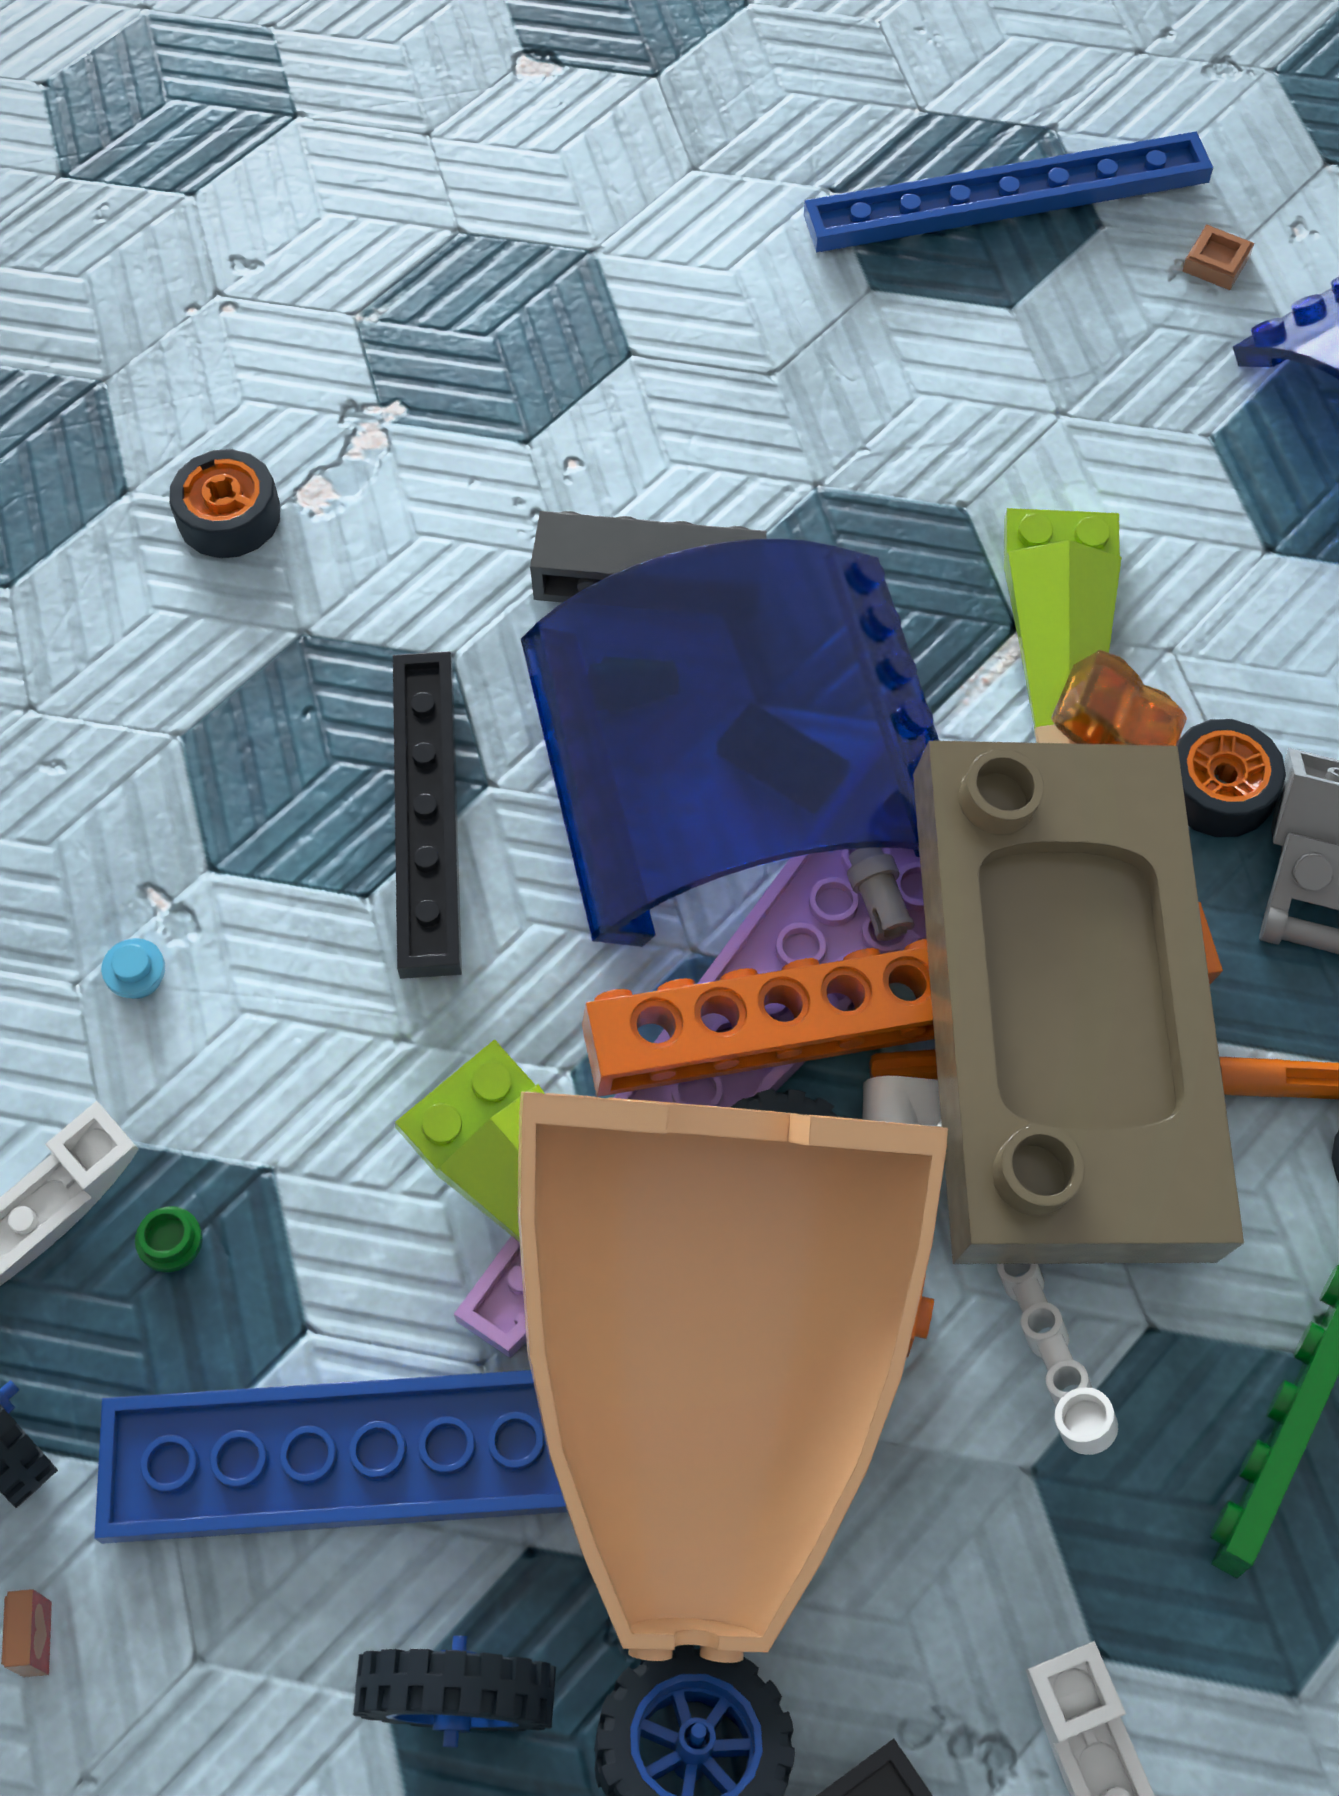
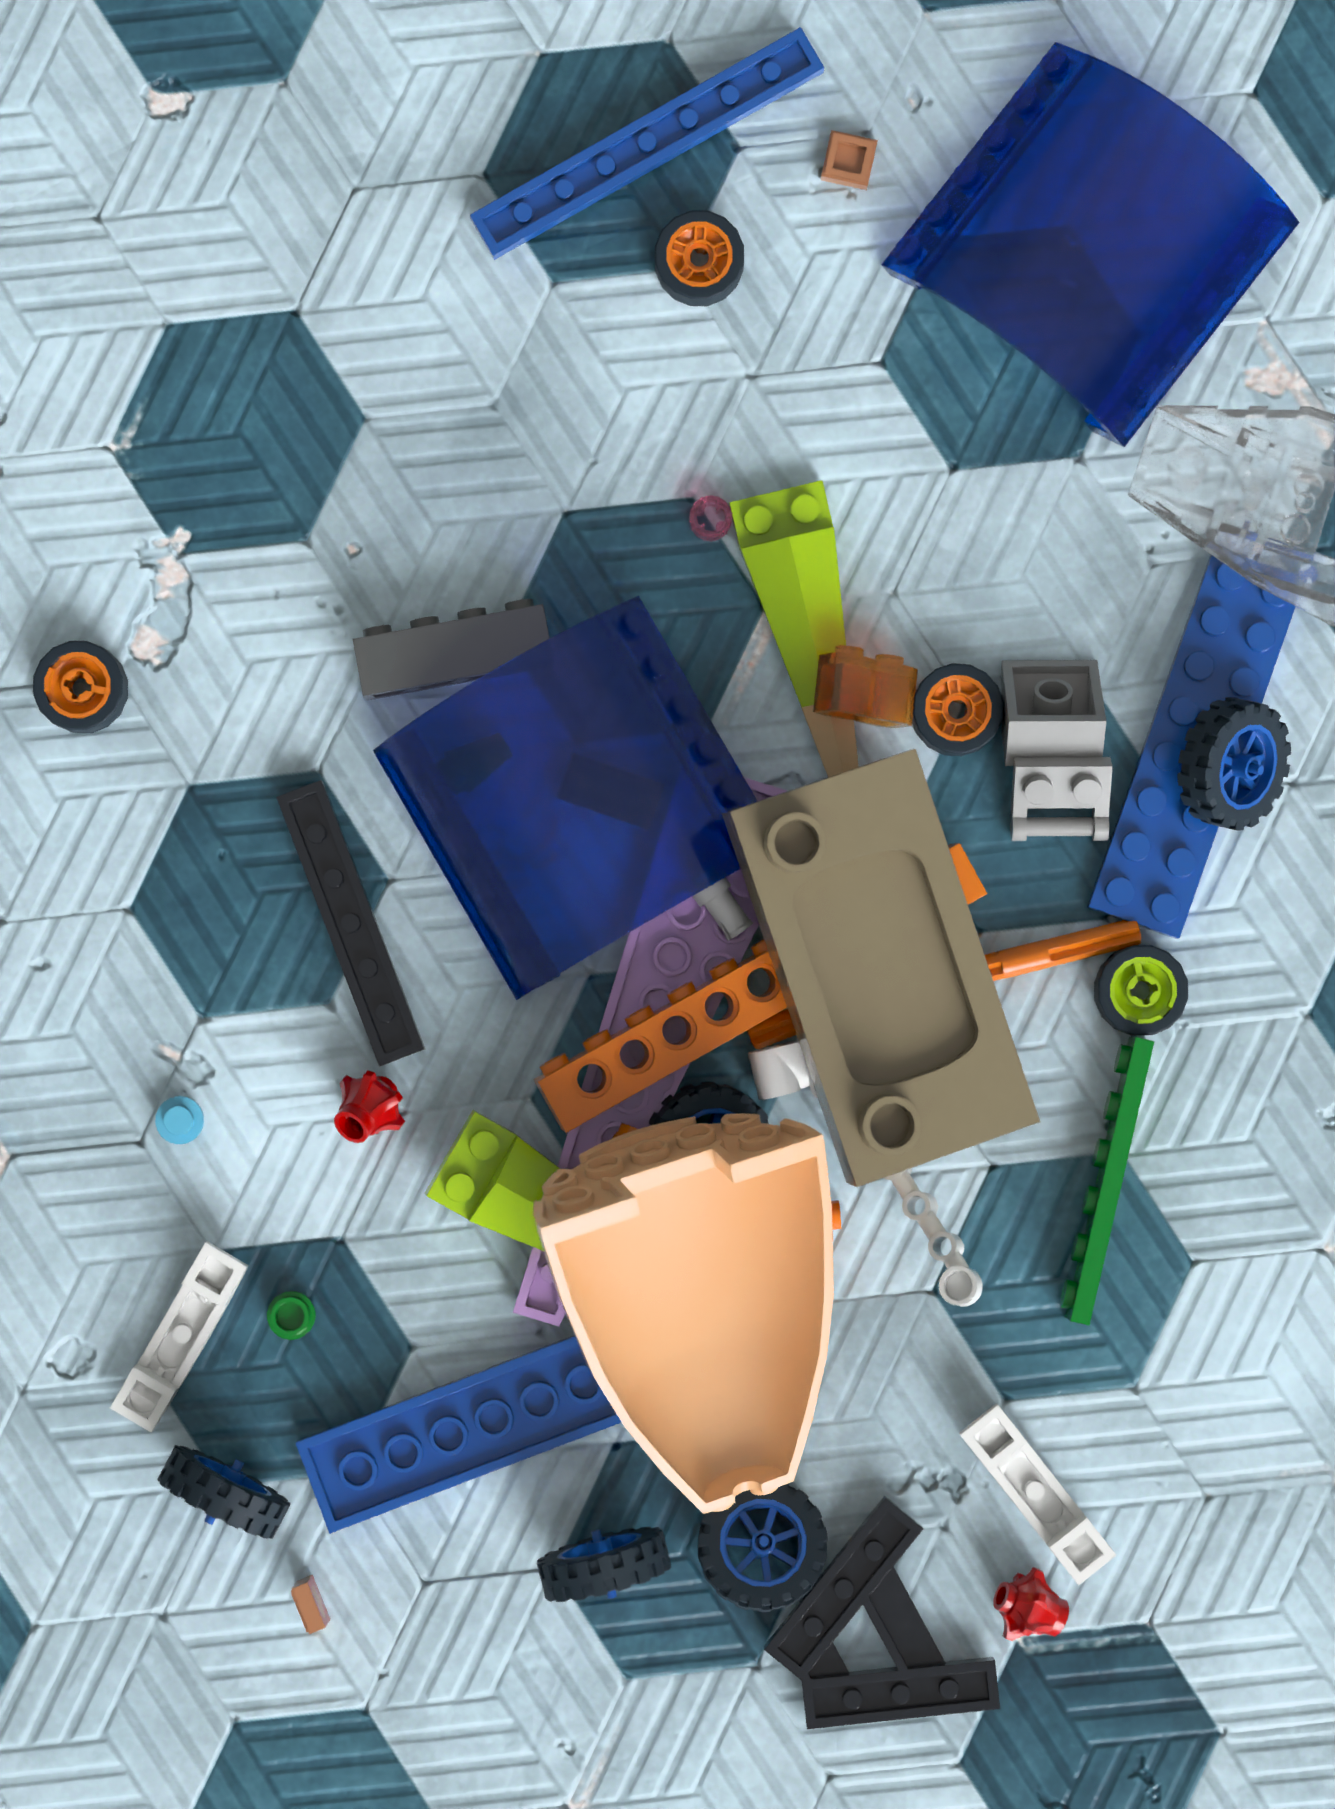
camera: 15 degrees left, 25 degrees up
(364, 1008) = (367, 1107): none -> red rock
(980, 509) = (699, 508): none -> clear pink bush
(1035, 294) = (705, 234): none -> wheel

